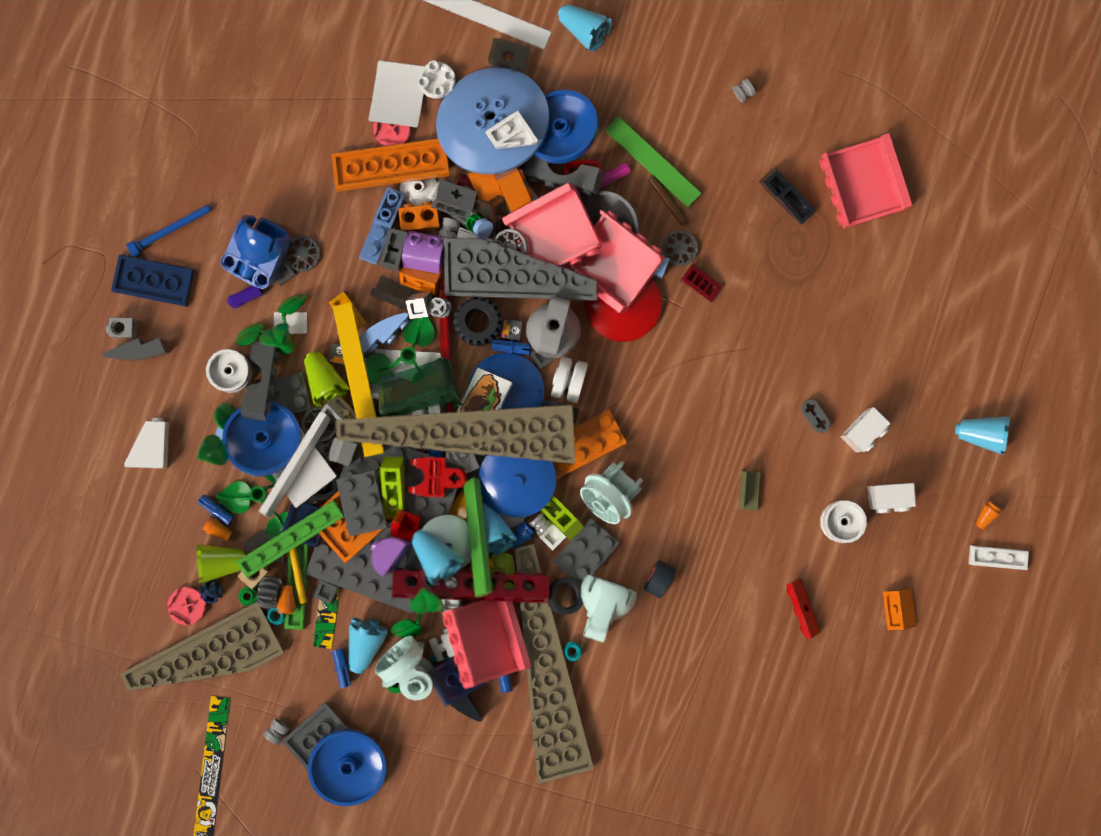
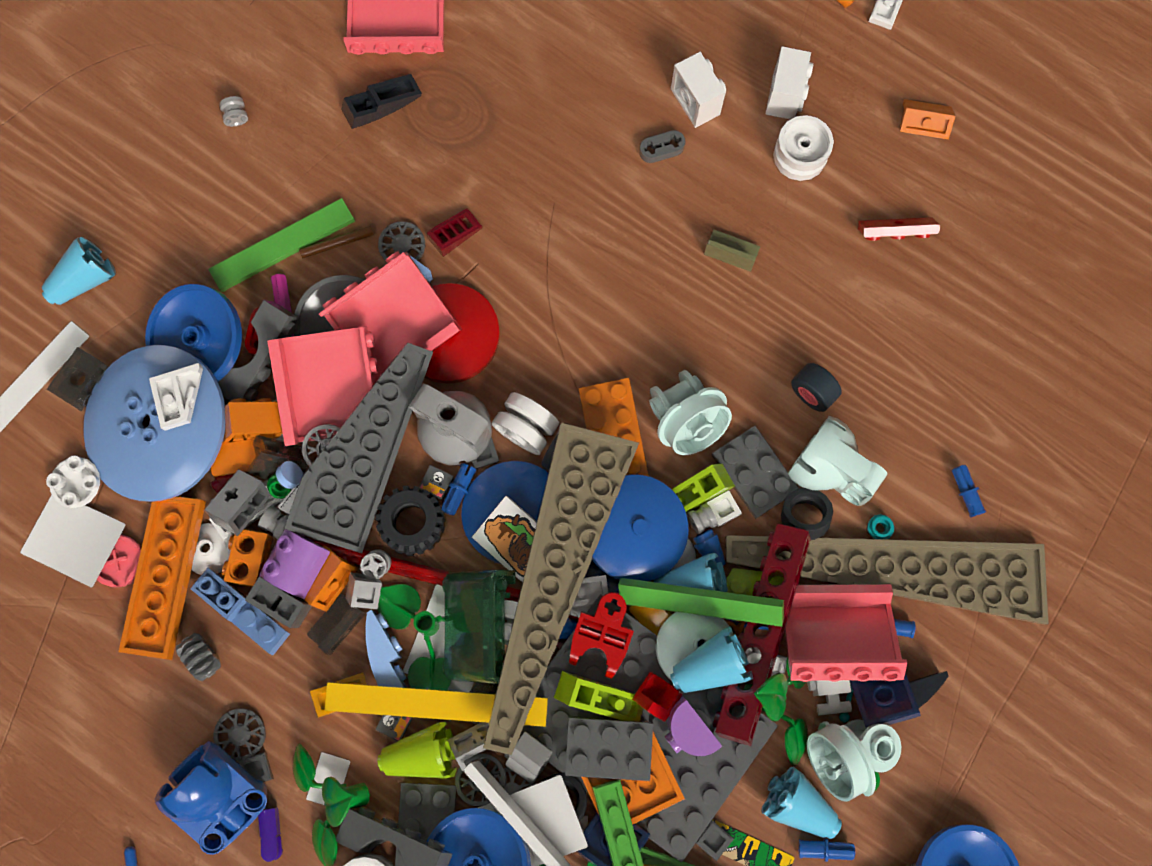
camera: 75 degrees left, 10 degrees down
(343, 209) = (198, 657): none -> dark grey gear
(617, 707) = (968, 491): none -> blue axle

